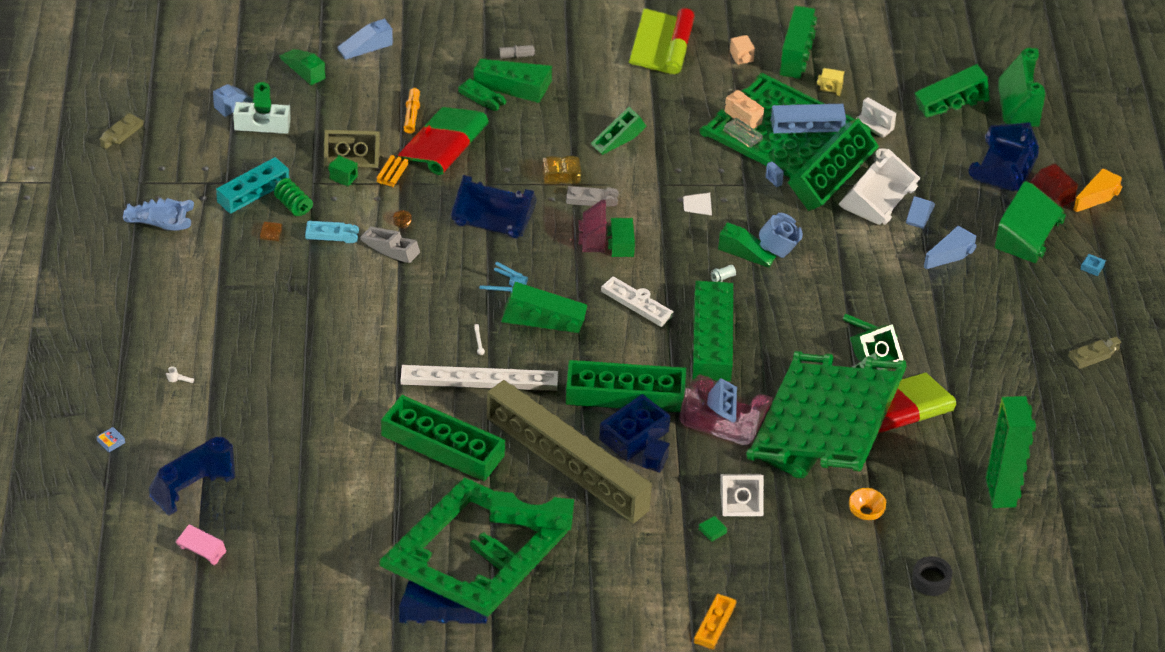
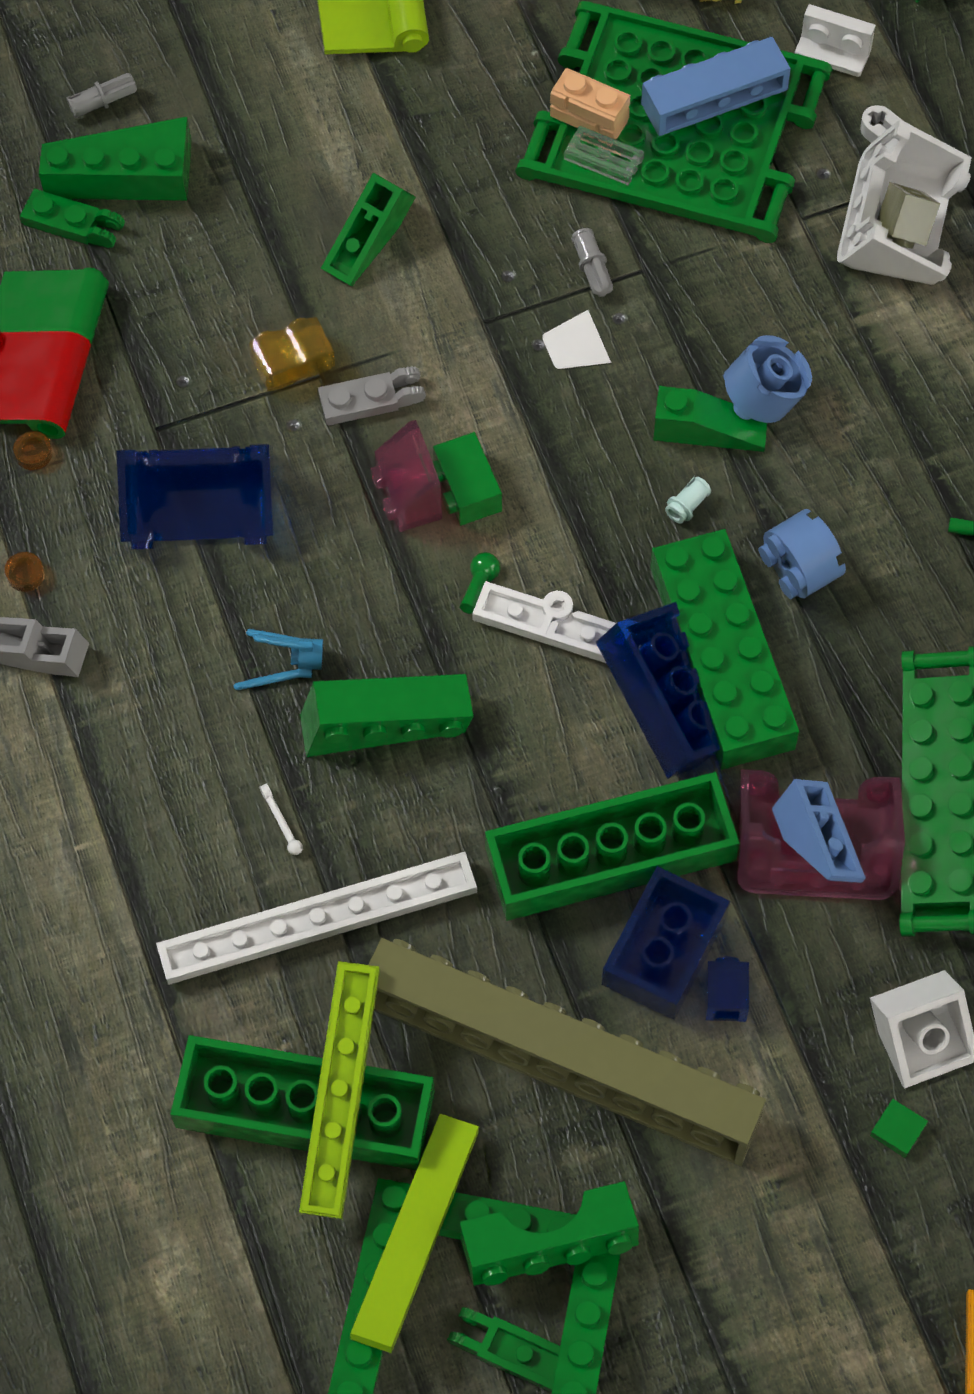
camera: 15 degrees left, 20 degrees up
(425, 176) = (32, 450): none -> clear orange tile
(460, 429) = (339, 1090): none -> lime tile
(471, 494) = (414, 1234): none -> lime tile
(616, 272) = (483, 568): none -> green bar
(675, 330) = (661, 688): none -> clear blue wedge
(719, 173) = (592, 262): none -> light grey axle
(765, 303) = (802, 554): none -> medium blue brick
(774, 174) = (696, 232): medium blue tile -> none
(833, 164) = (803, 180): green brick -> none
(876, 188) = (908, 215): none -> brick

